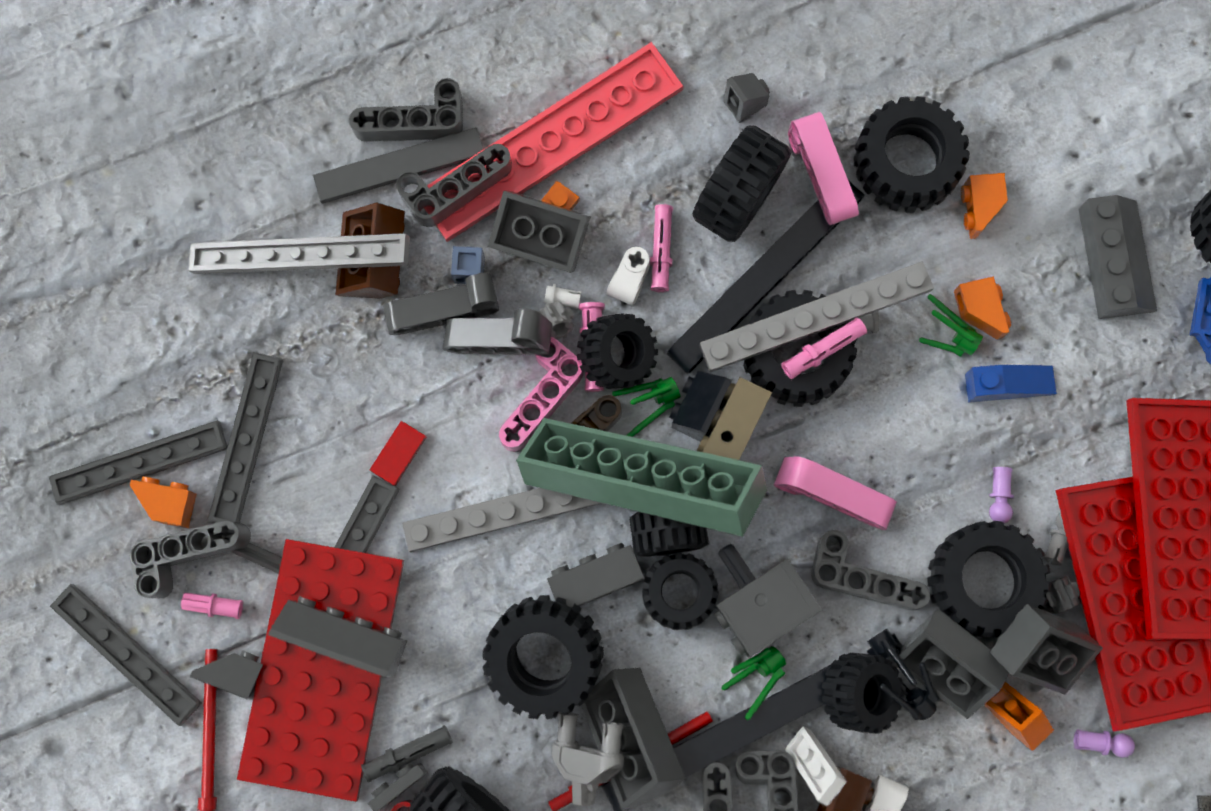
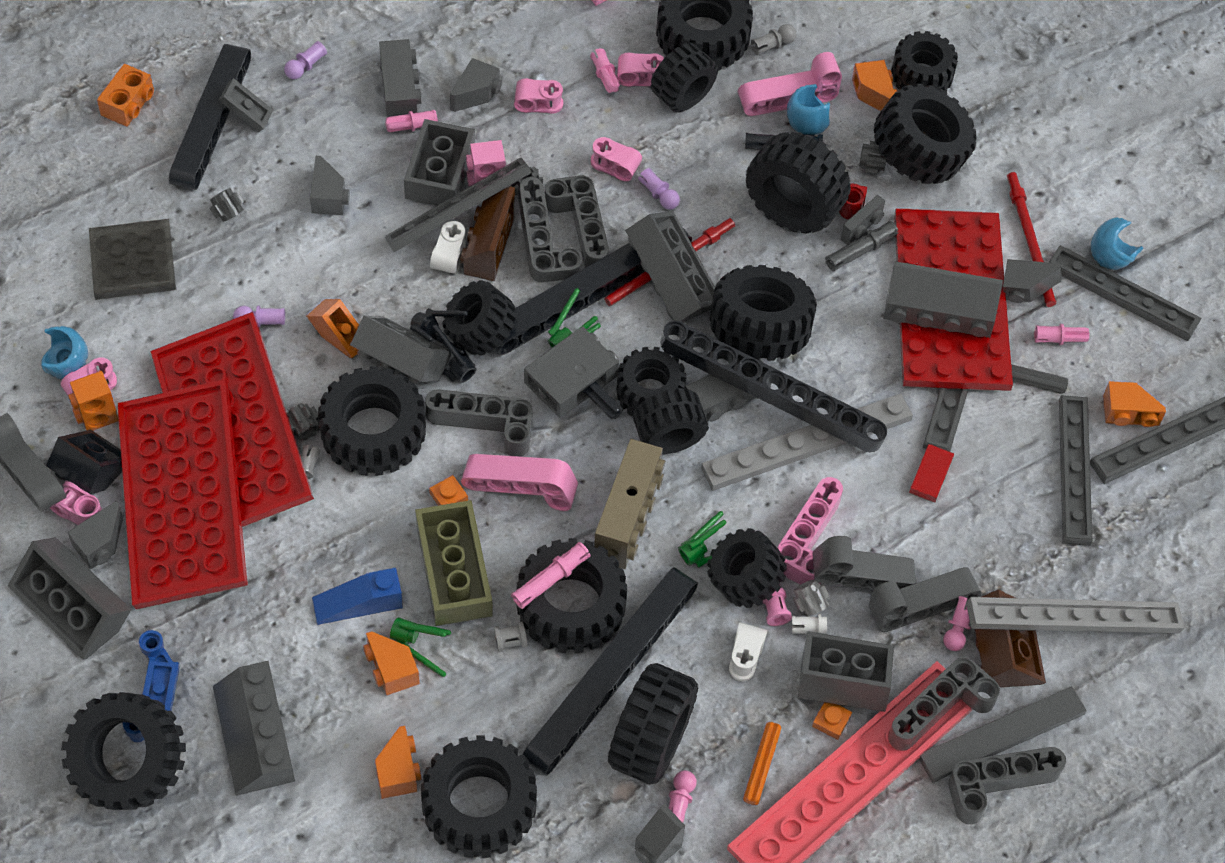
camera: 165 degrees right, 20 degrees down
(119, 712) = (1109, 248): none -> dark azure piece
(190, 550) = (1116, 362): dark grey beam -> none
(413, 273) = (955, 638): none -> bright pink pin
(466, 262) = (908, 634): sand blue brick -> none
(560, 568) = (780, 398): none -> black beam
(583, 764) = (710, 244): light grey connector -> none
(594, 419) = (754, 514): dark brown piece -> none
(635, 165) = (762, 763): none -> orange axle
(643, 476) = (706, 440): sand green brick -> none
(663, 218) = (719, 670): bright pink pin -> none
(700, 404) = (658, 535): black slope -> none
(713, 152) = (684, 783): none -> bright pink pin
(814, 142) = (586, 791): bright pink beam -> none
(815, 766) = (515, 258): white plate -> none
(816, 316) = (559, 606): light grey plate -> none
(909, 493) = (448, 492): none -> orange plate
(914, 401) = (454, 563): none -> olive brick
(1001, 492) = (362, 500): lavender pin -> none
(1045, 649) = (322, 359): dark grey brick -> none

